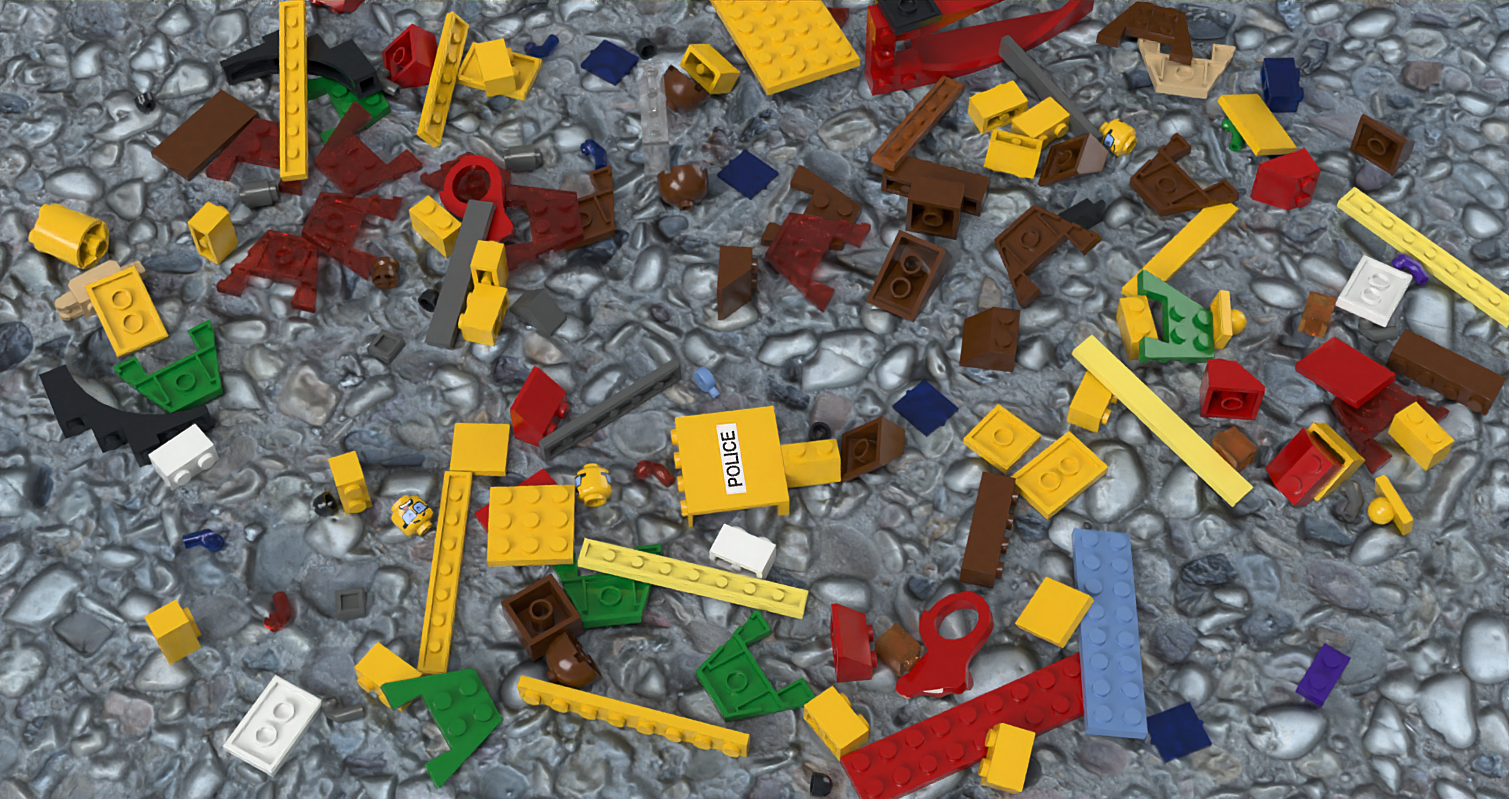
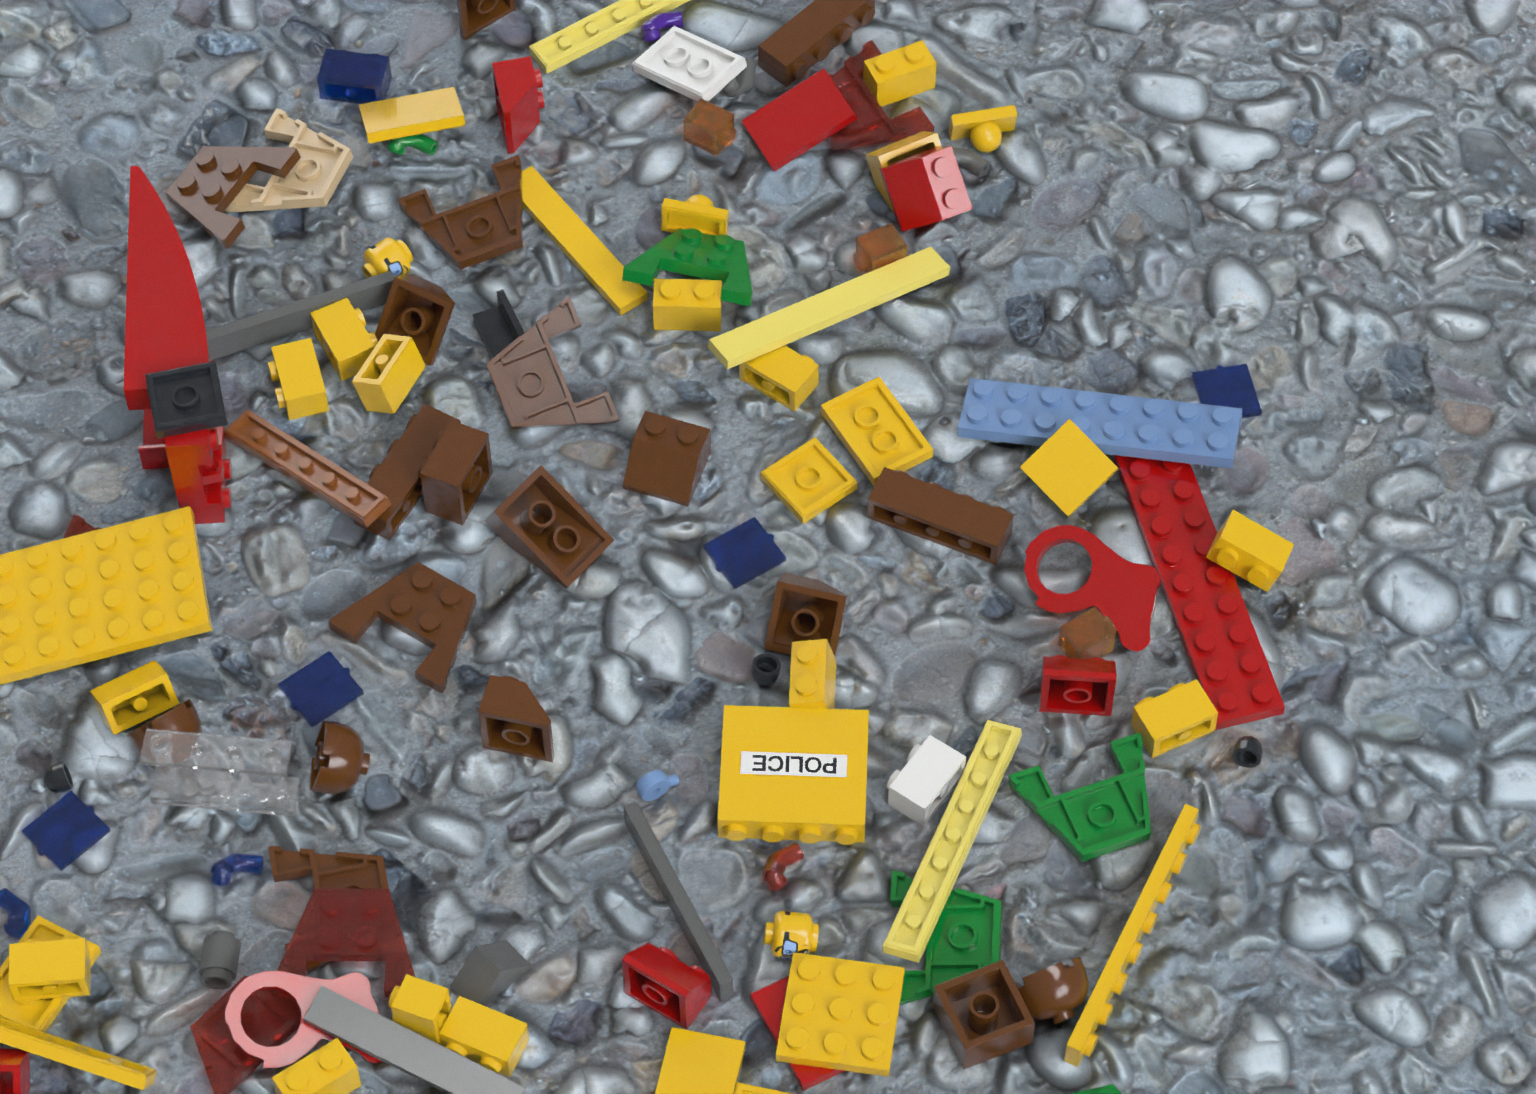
camera: 80 degrees left, 0 degrees up
(801, 248) = (476, 637): clear red wing -> none
(1229, 391) = (805, 232): red slope -> none
(1323, 675) = (1178, 243): dark purple plate -> none

